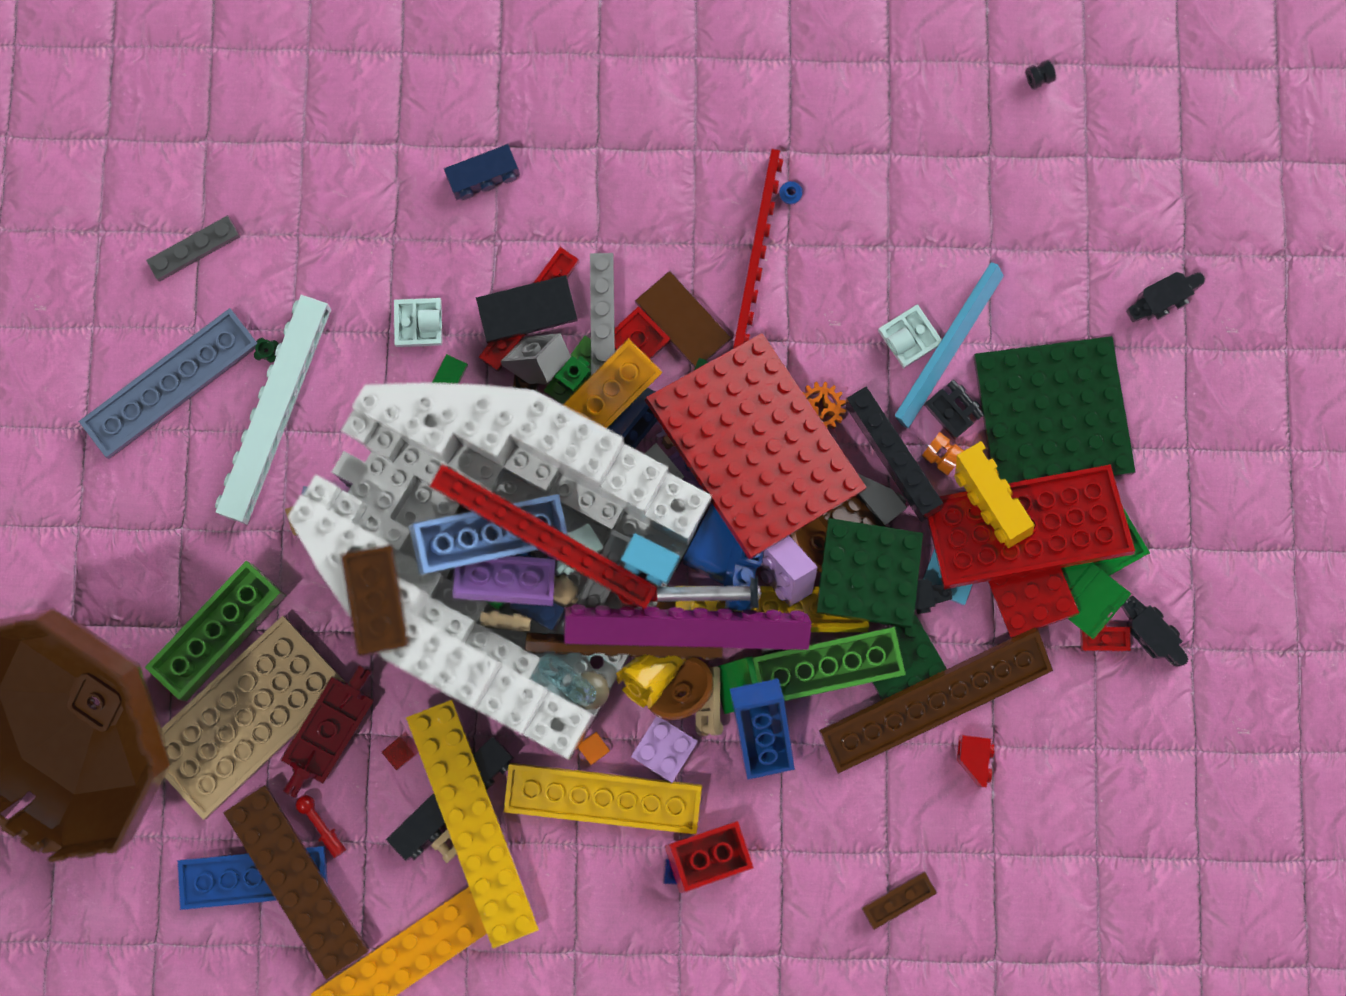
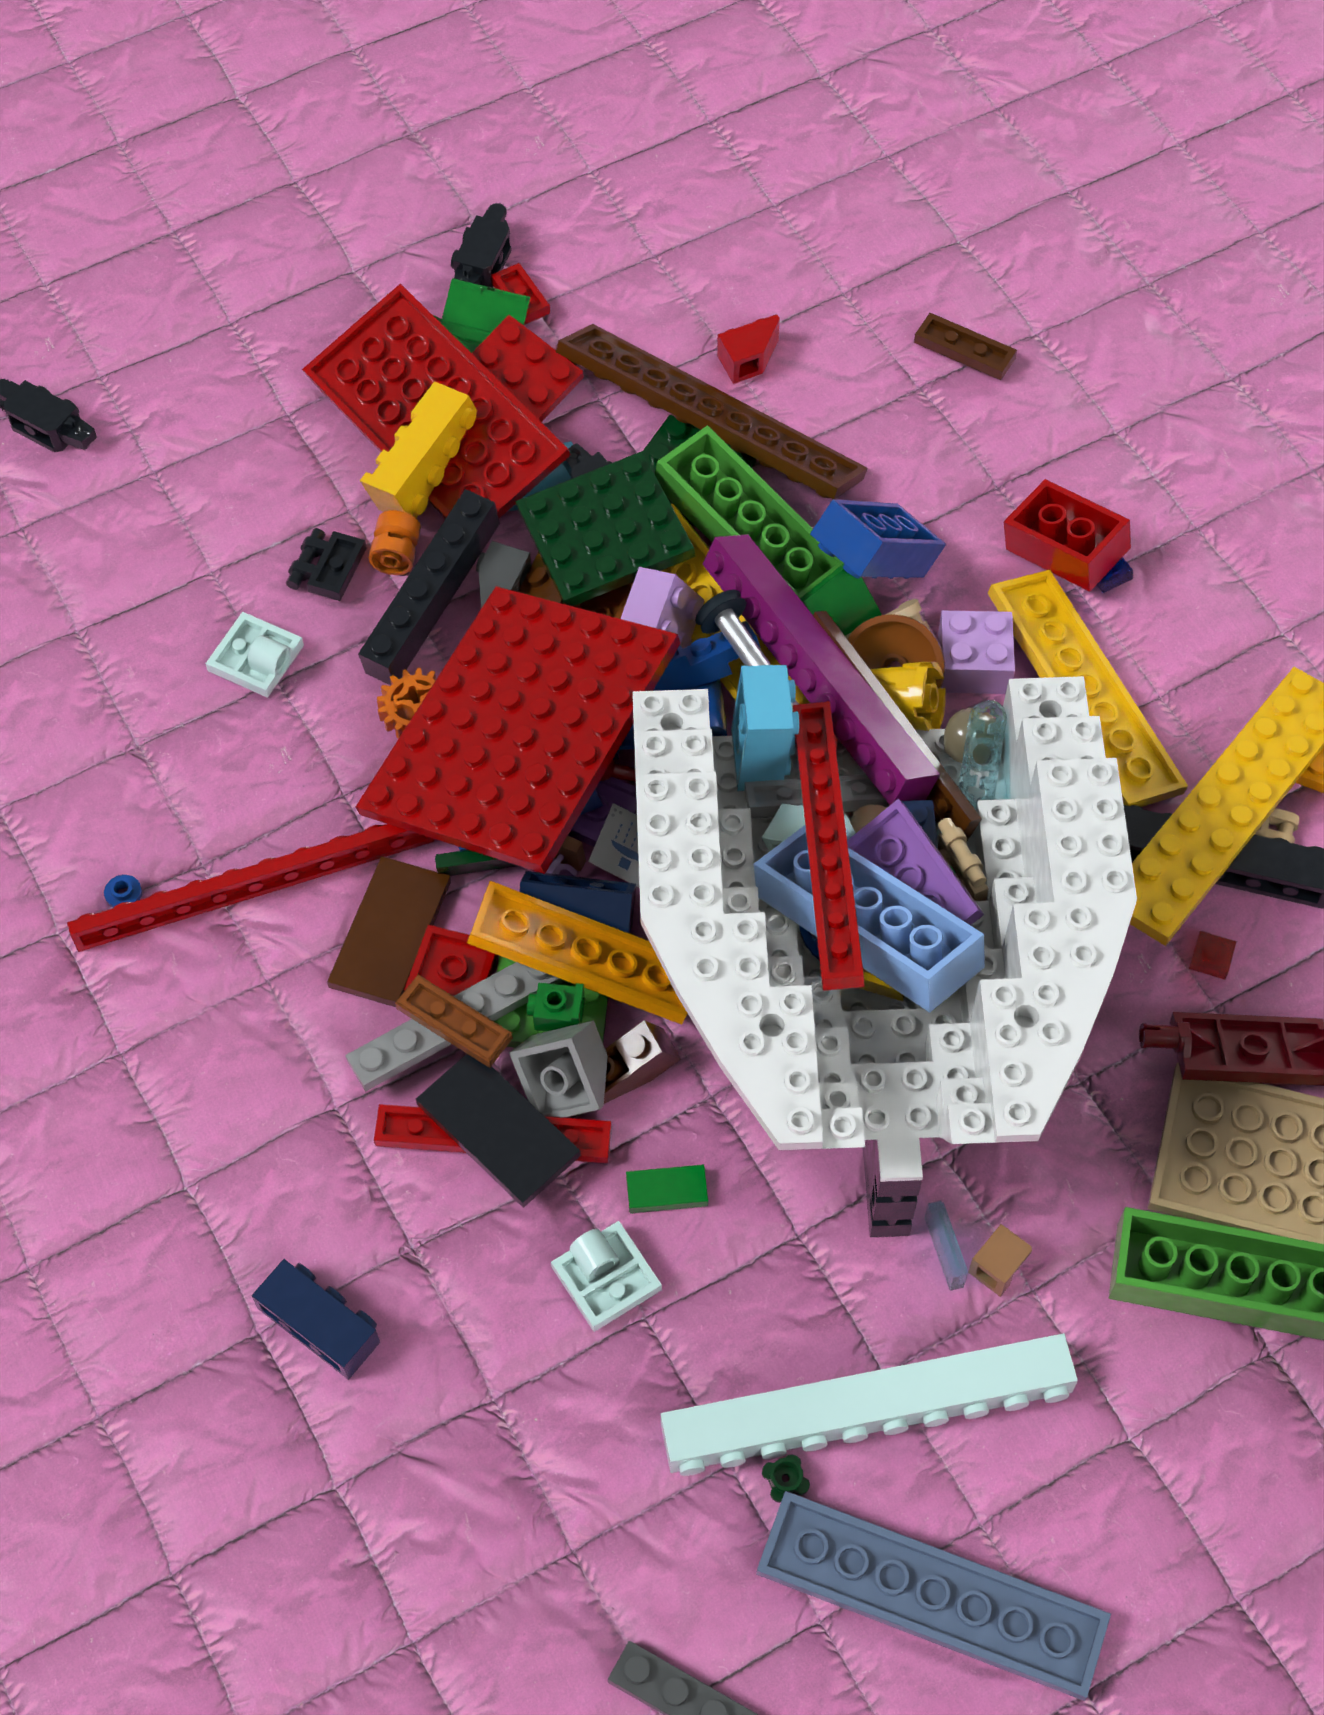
camera: 120 degrees left, 20 degrees down
(375, 600) = (1071, 943): reddish brown tile -> none
(595, 314) = (454, 1021): none -> dark orange tile
(949, 345) = (241, 604): medium azure tile -> none
(1054, 409) = (261, 466): dark green plate -> none

